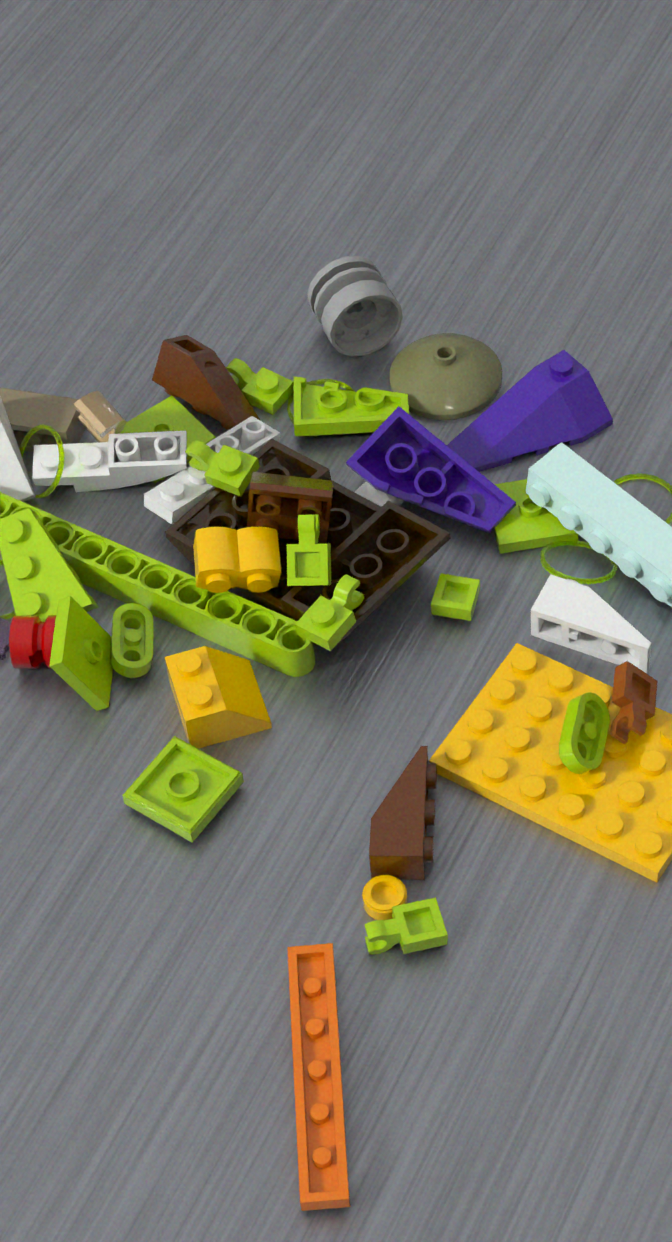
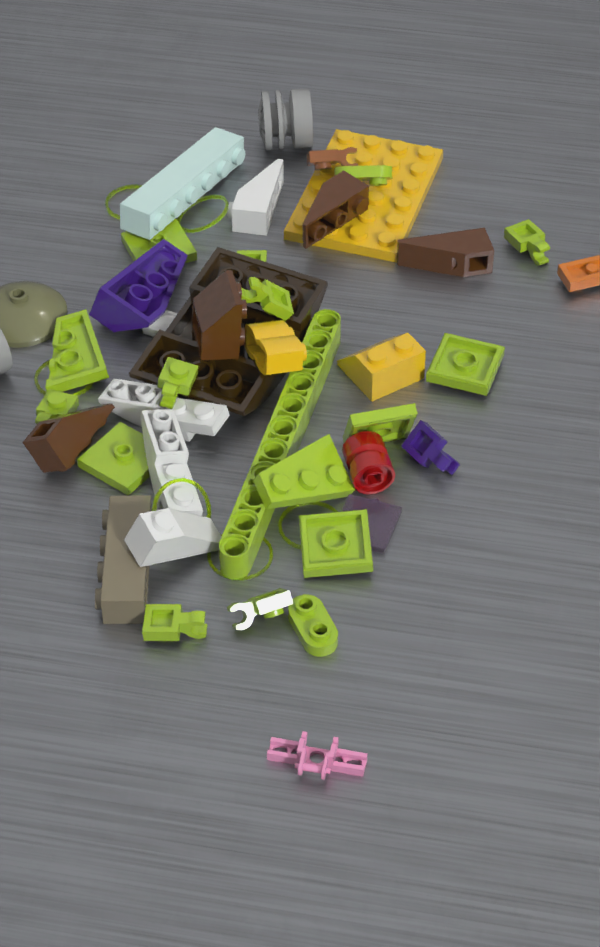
camera: 110 degrees left, 5 degrees down
(55, 711) = (426, 447): none -> dark purple plate
(99, 416) = (135, 474): tan slope -> none
(133, 643) = (334, 419): lime plate -> none
(331, 619) = (318, 285): lime plate -> none
(382, 894) = (507, 260): yellow tile -> none
(522, 685) = (335, 205): none -> reddish brown slope
(541, 410) = (60, 254): dark purple wedge -> none

